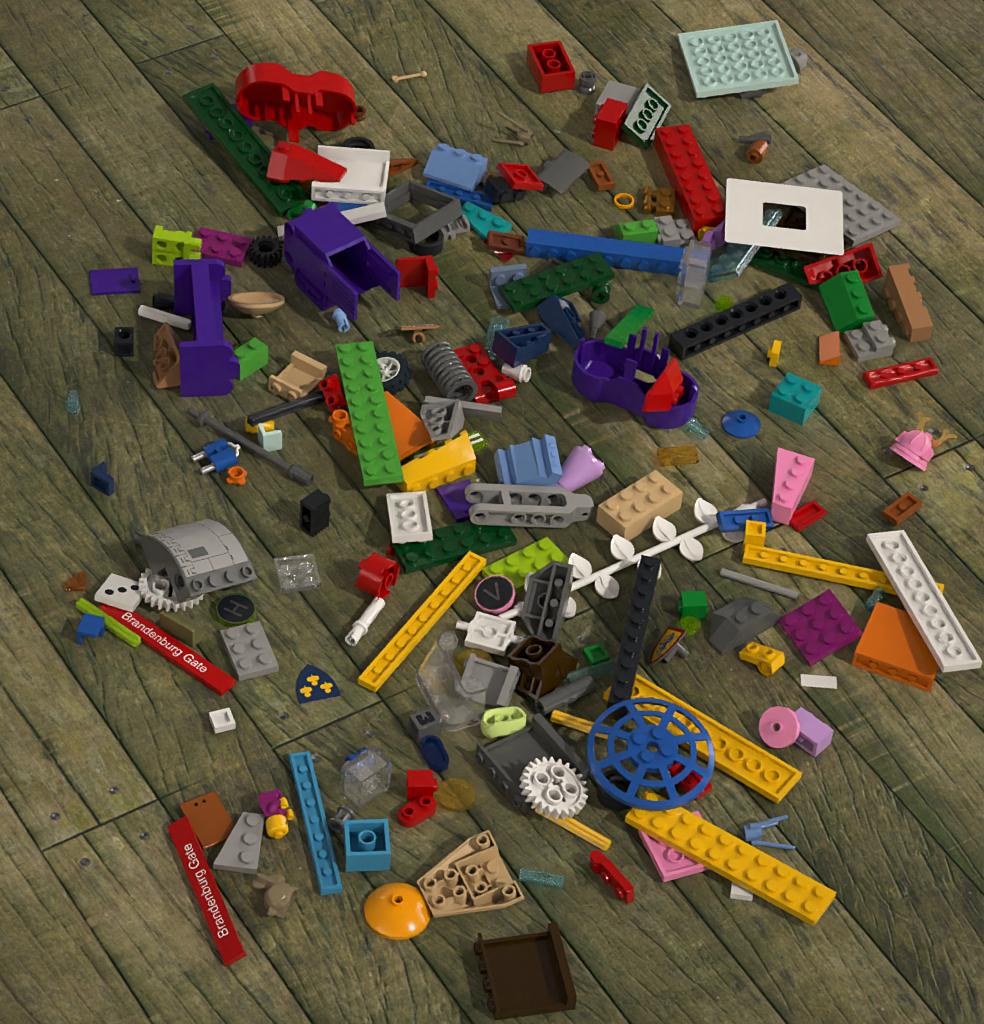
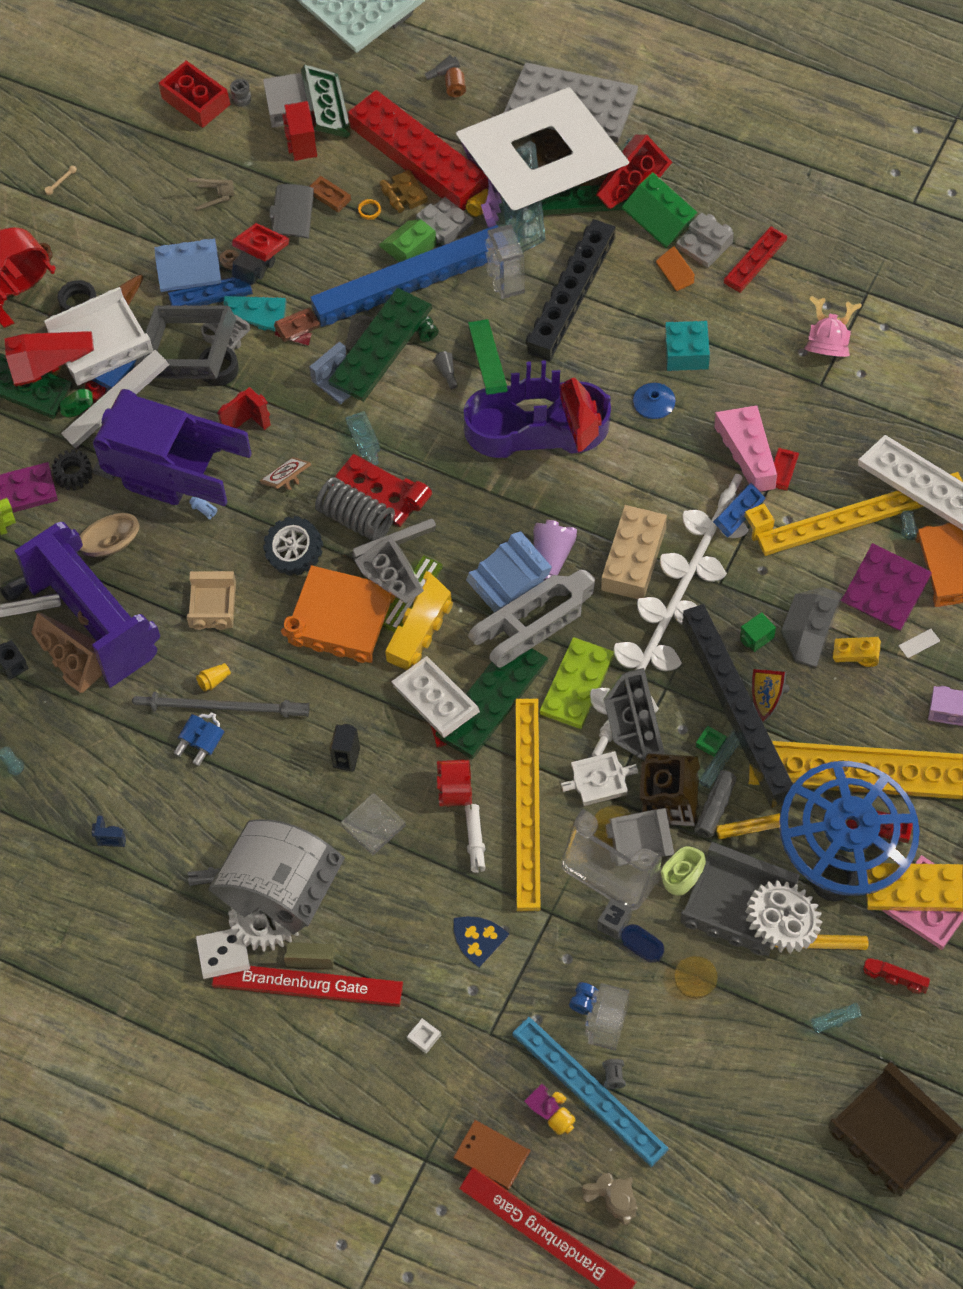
camera: 25 degrees left, 15 degrees up
(78, 582) = (169, 966): clear orange tile -> none
(90, 626) = (224, 1013): blue panel -> none
(110, 623) = (233, 993): lime axle -> none
(235, 610) = (345, 902): black tile -> none
(236, 475) = (229, 744): orange plate -> none
(242, 846) = (545, 1162): light grey wing -> none
(249, 651) = (390, 939): light grey plate -> none
(251, 356) = (144, 599): bright green slope -> none
(269, 440) = (235, 686): light aqua panel -> none
(286, 408) = (228, 643): black axle -> none
(333, 393) = (261, 598): red hips -> none
(366, 845) = (661, 1089): dark azure brick -> none
(368, 413) = (315, 603): bright green plate -> none
(396, 919) = (727, 1152): light orange dish -> none
(420, 783) = (658, 988): red brick -> none
(420, 810) = (672, 1016): red plate -> none
(455, 500) = (455, 643): dark purple container -> none
(470, 880) = (781, 1066): tan wedge -> none
(495, 594) = (573, 732): black tile -> none
(520, 373) = (412, 467): white cone -> none
(521, 343) = (399, 435): dark blue wedge -> none
(562, 318) = (412, 382): dark blue wedge -> none
(678, 455) = (621, 464): clear yellow tile -> none
(690, 624) = (768, 659): clear neon green plate -> none
(696, 427) = (621, 430): clear light blue pin -> none
(724, 302) = (544, 271): clear neon green plate -> none
(759, 583) = (797, 569): light grey bar -> none
(773, 353) = (632, 305): yellow plate -> none
(788, 730) = (929, 709): bright pink plate -> none
(902, 509) = (863, 410): dark orange plate -> none
(907, 303) = (713, 180): medium nougat wedge -> none

